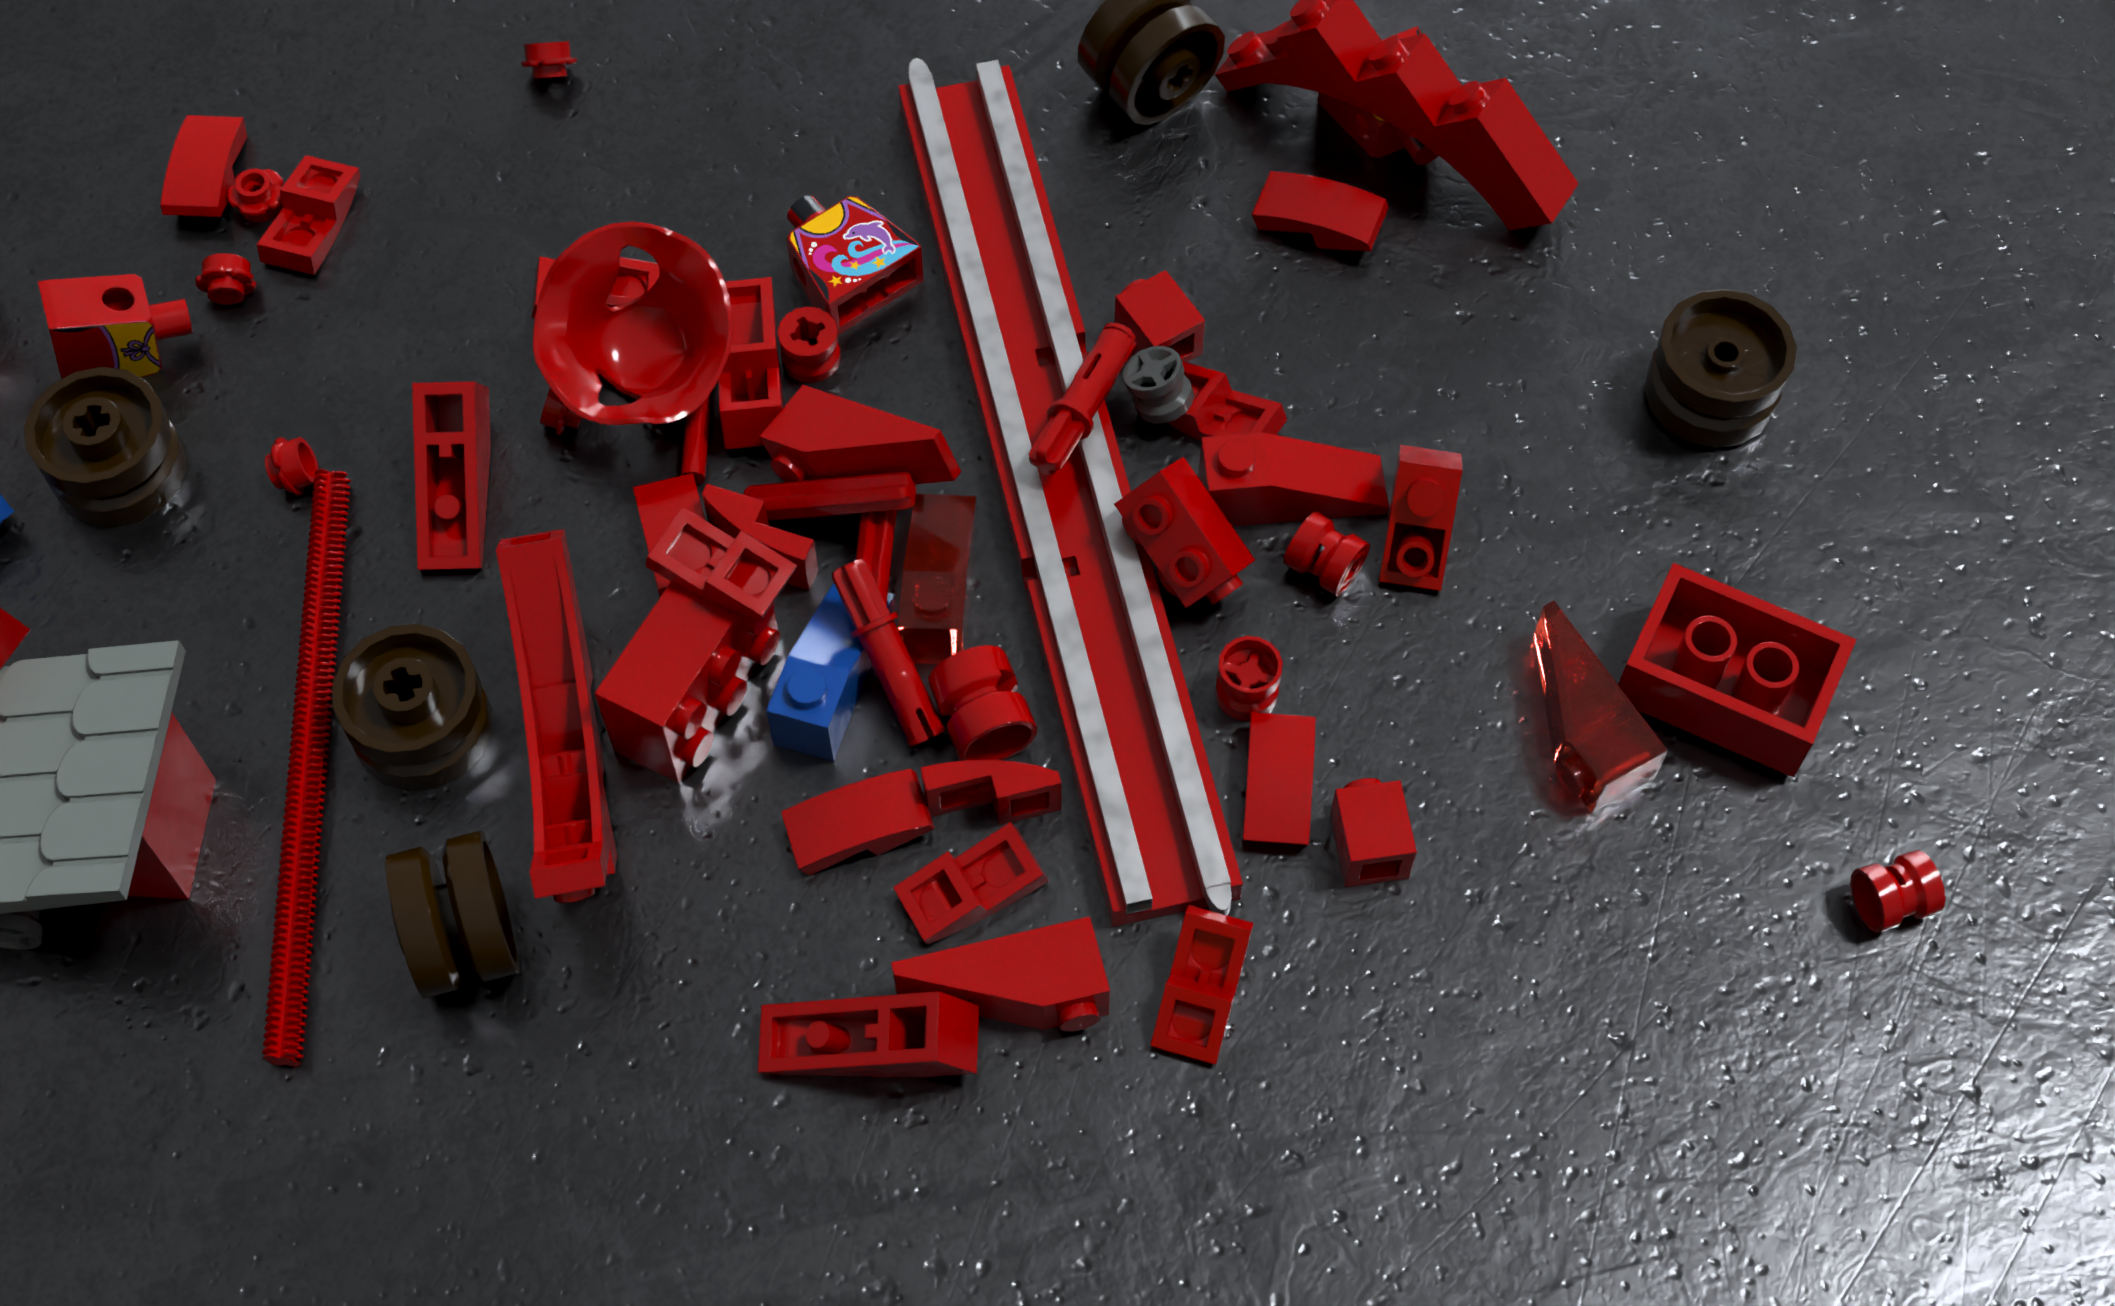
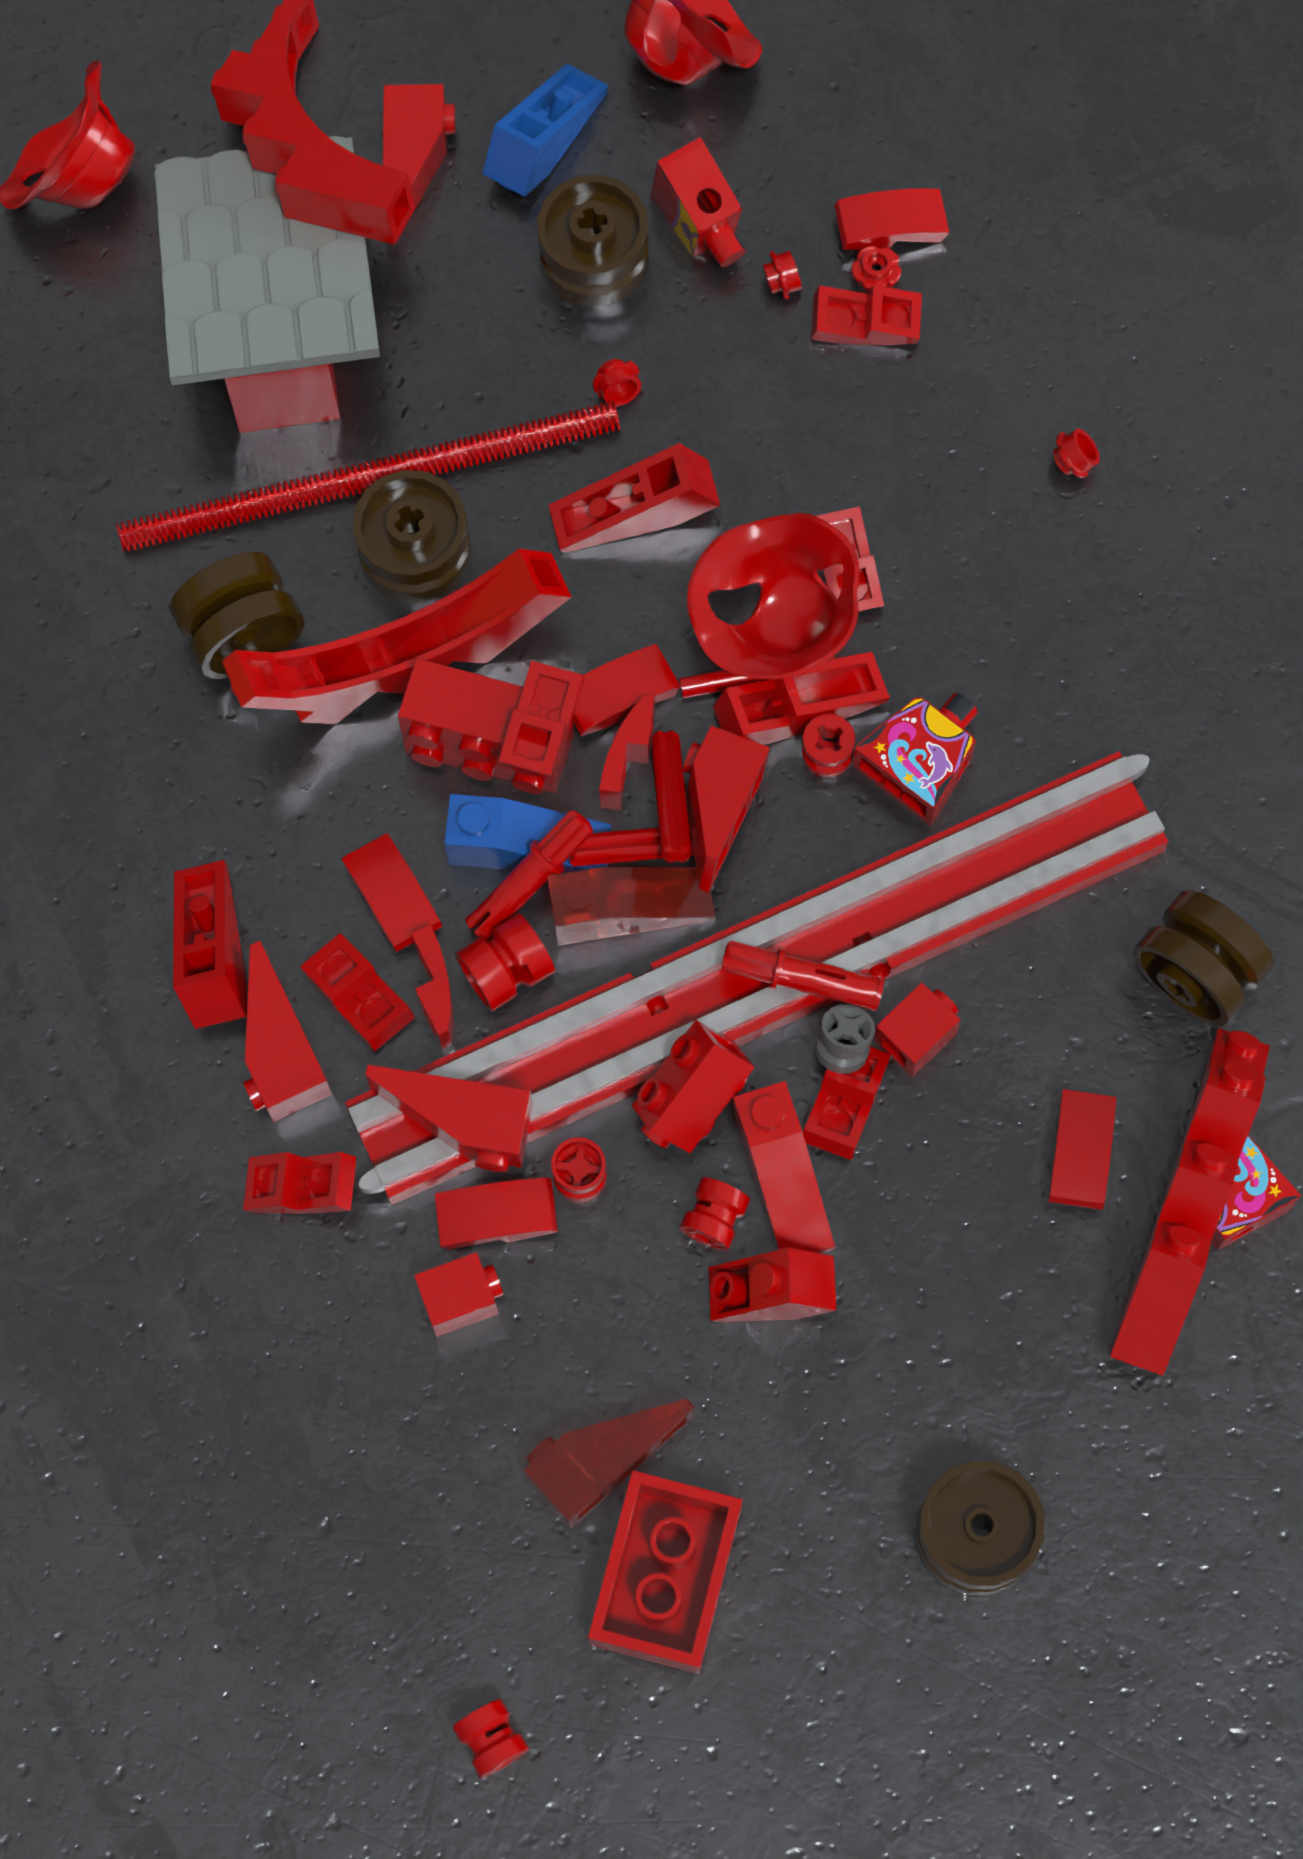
camera: 80 degrees right, 10 degrees up
(1173, 766) = (470, 1116): none -> red slope

